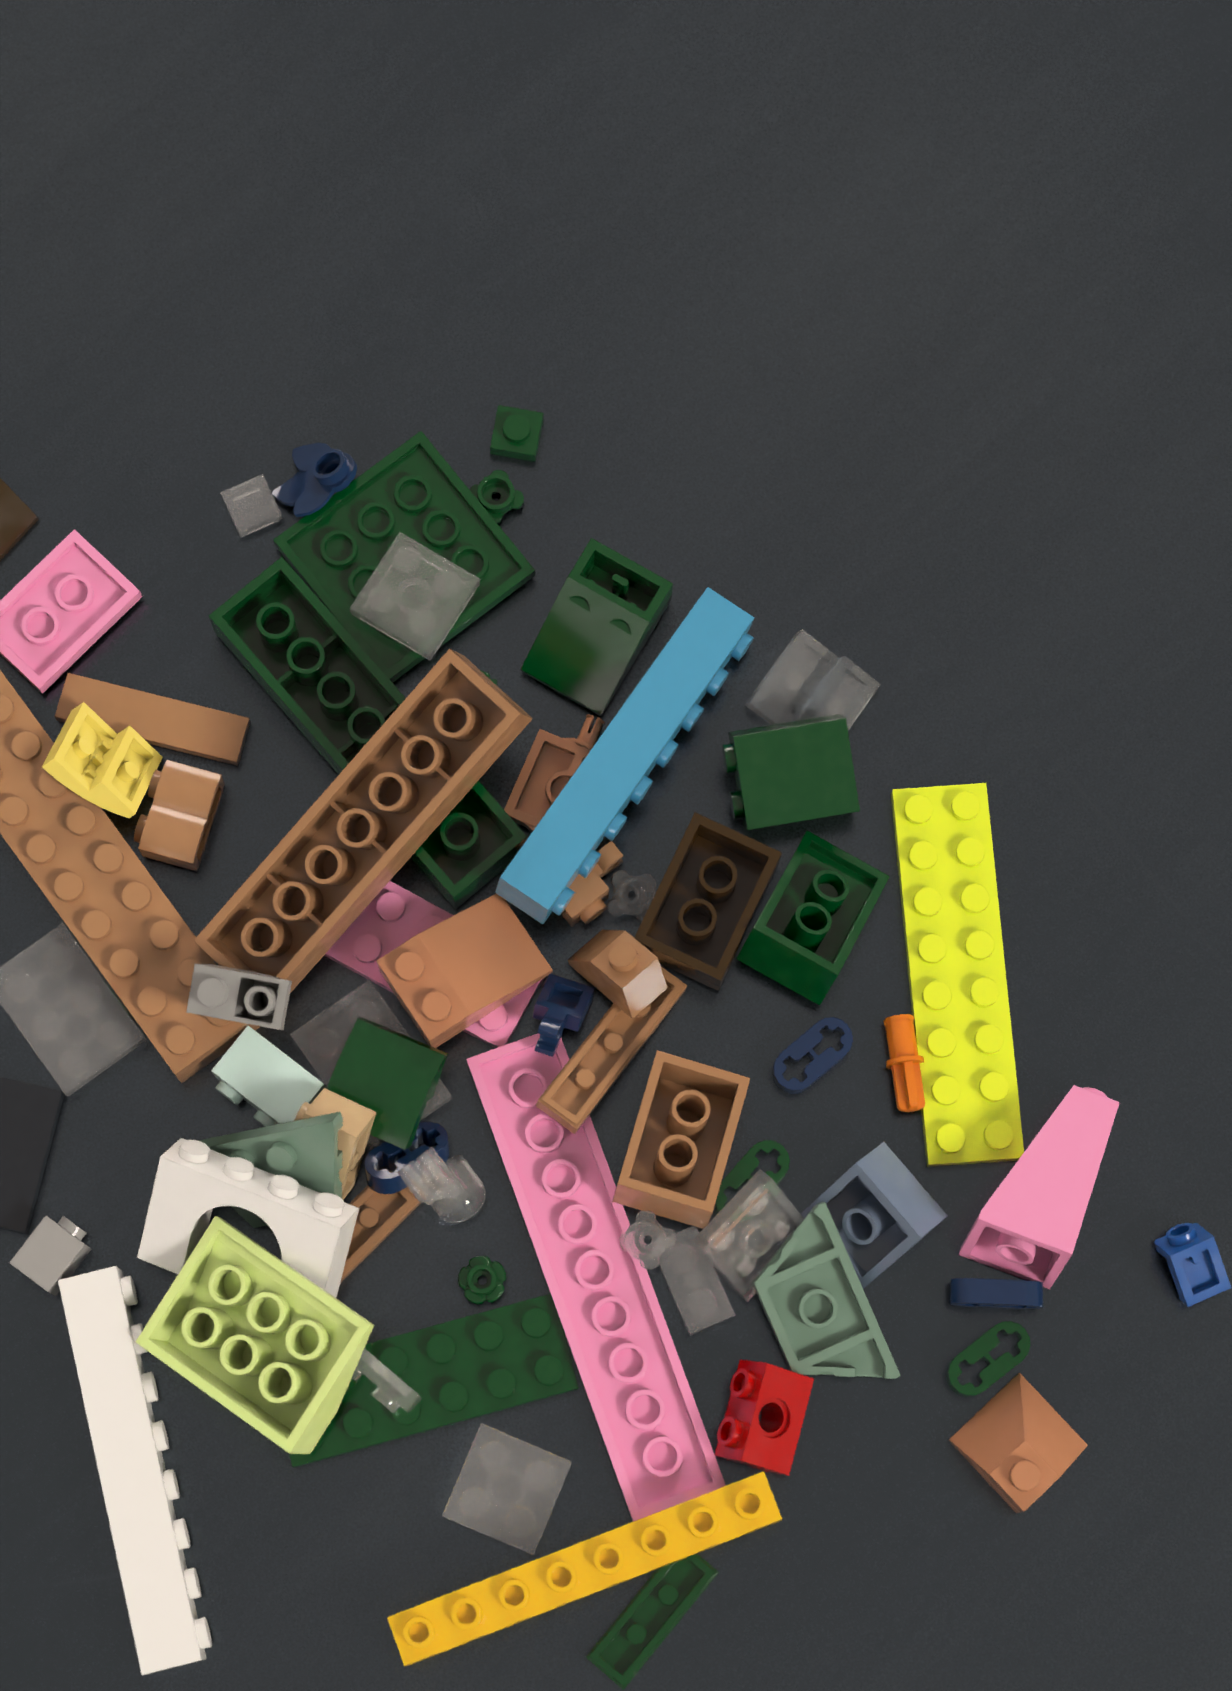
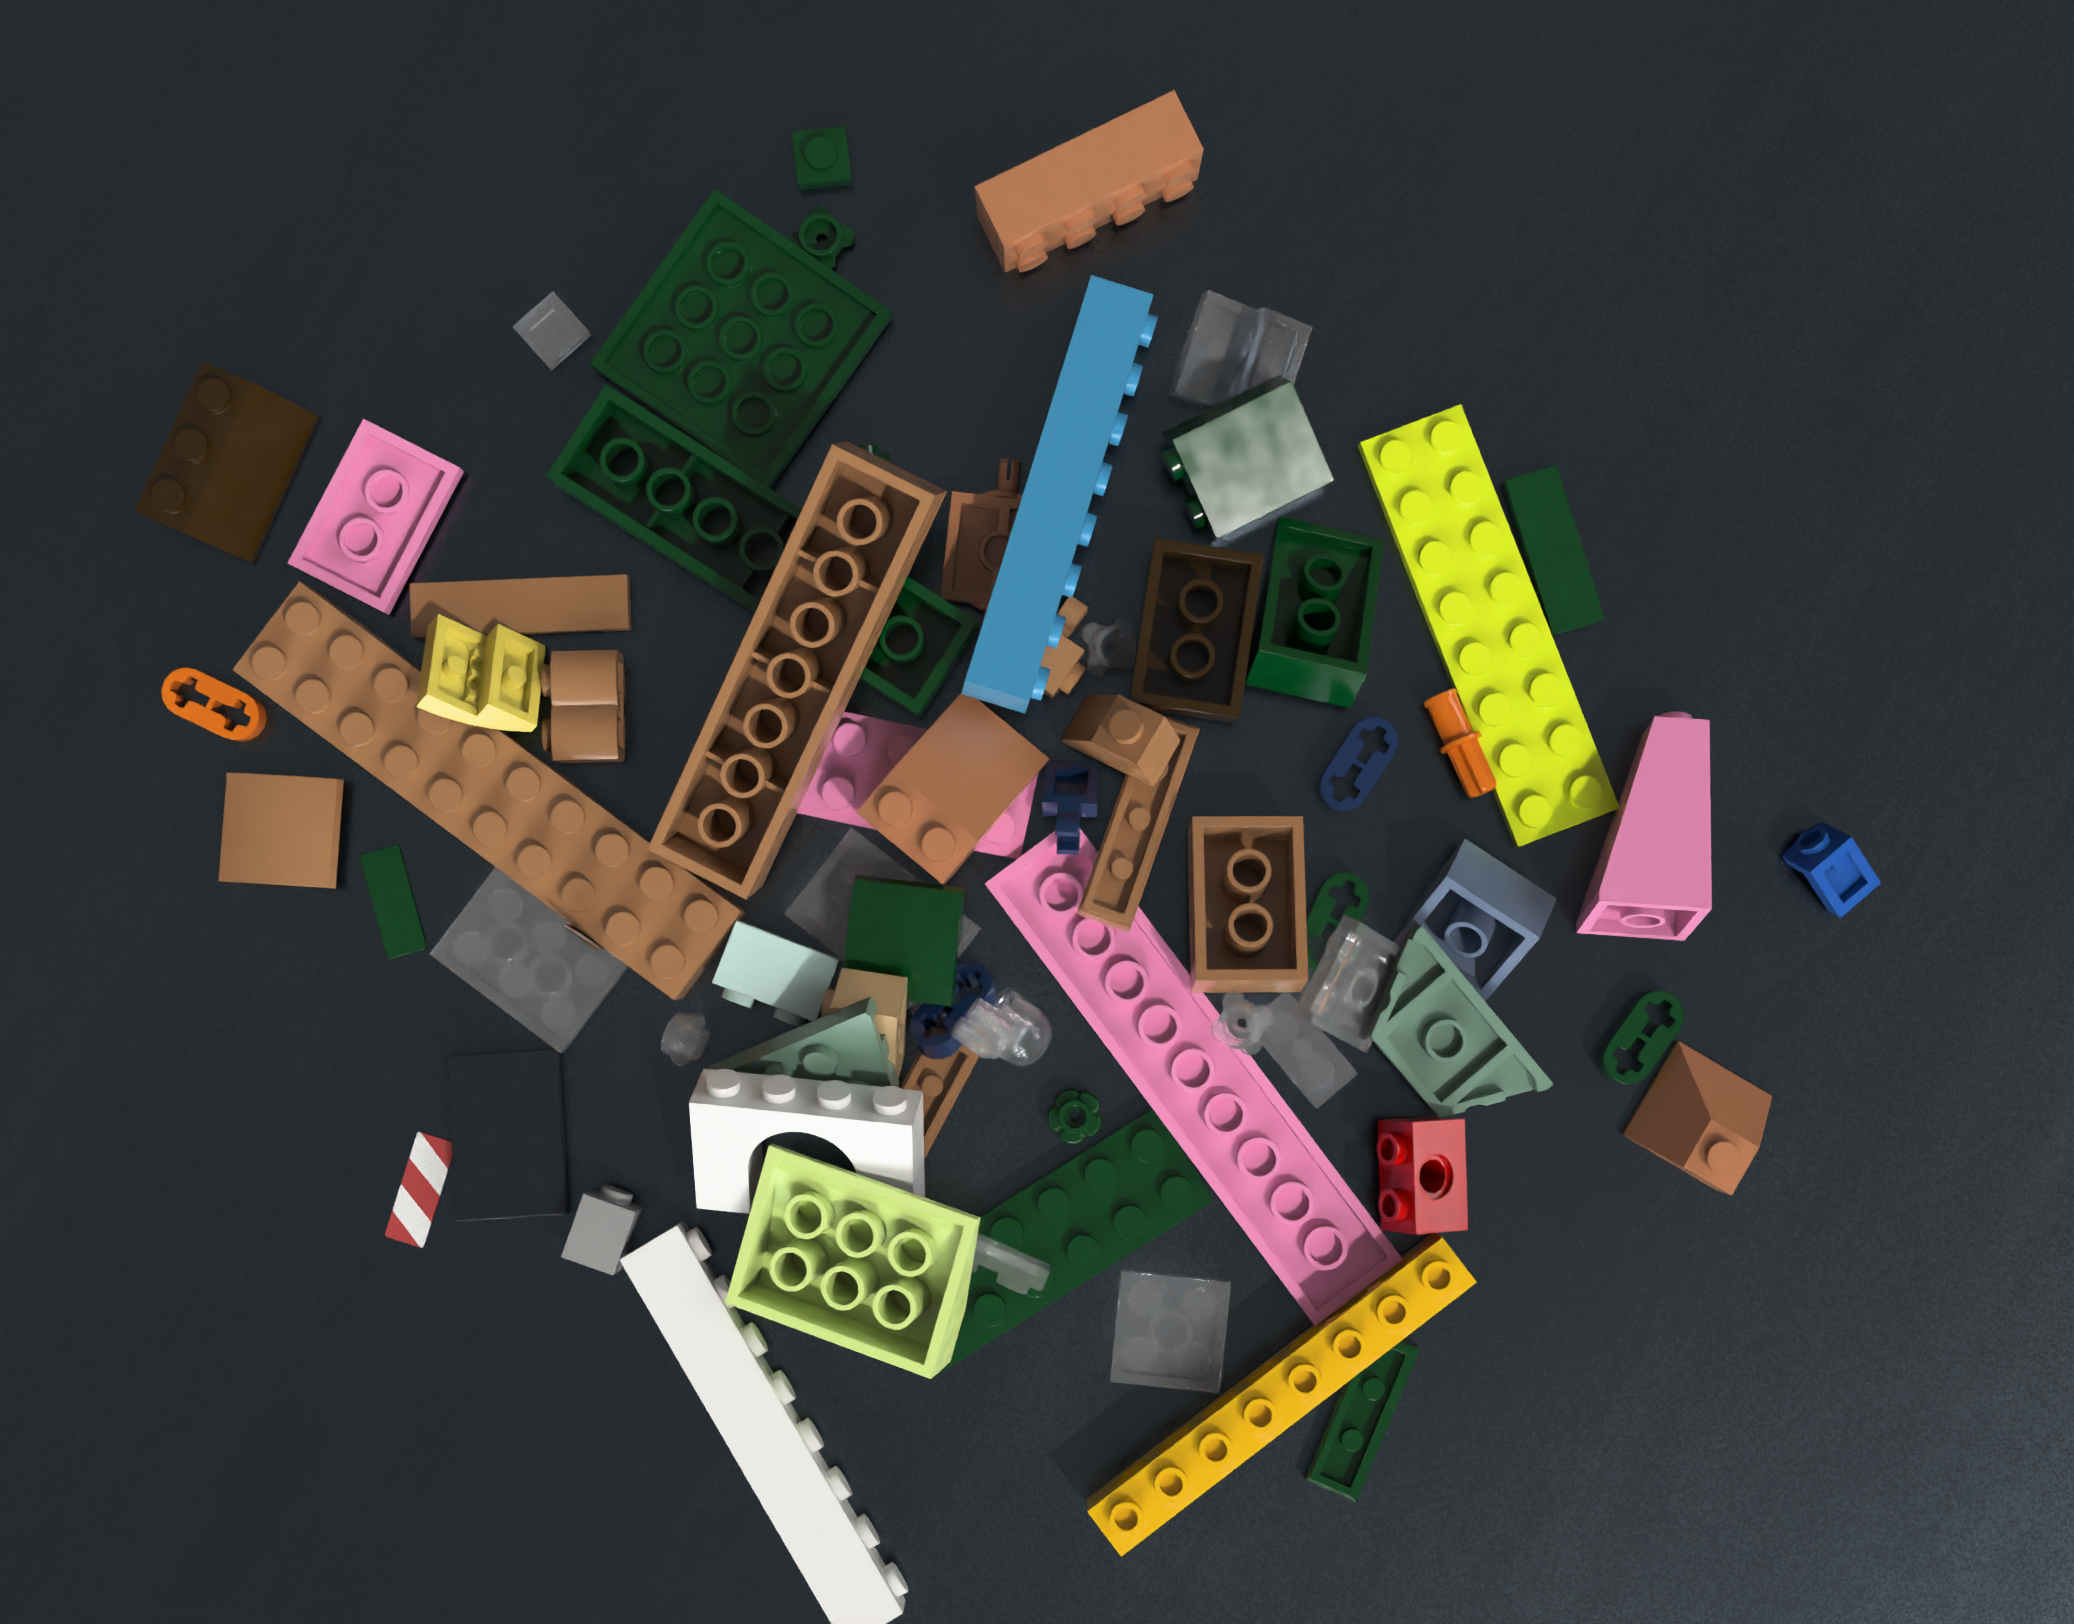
camera: 15 degrees left, 10 degrees up
(173, 1114) = (685, 1038): none -> clear plate
(239, 996) = (718, 900): light grey slope -> none
(319, 477) = (618, 276): dark blue plate -> none
(415, 596) = (767, 382): clear plate -> none
(597, 626) = (981, 356): dark green slope -> none
(728, 514) = (1089, 183): none -> nougat brick
(996, 1293) = (1631, 965): dark blue beam -> none
(1030, 927) = (1553, 550): none -> dark green tile

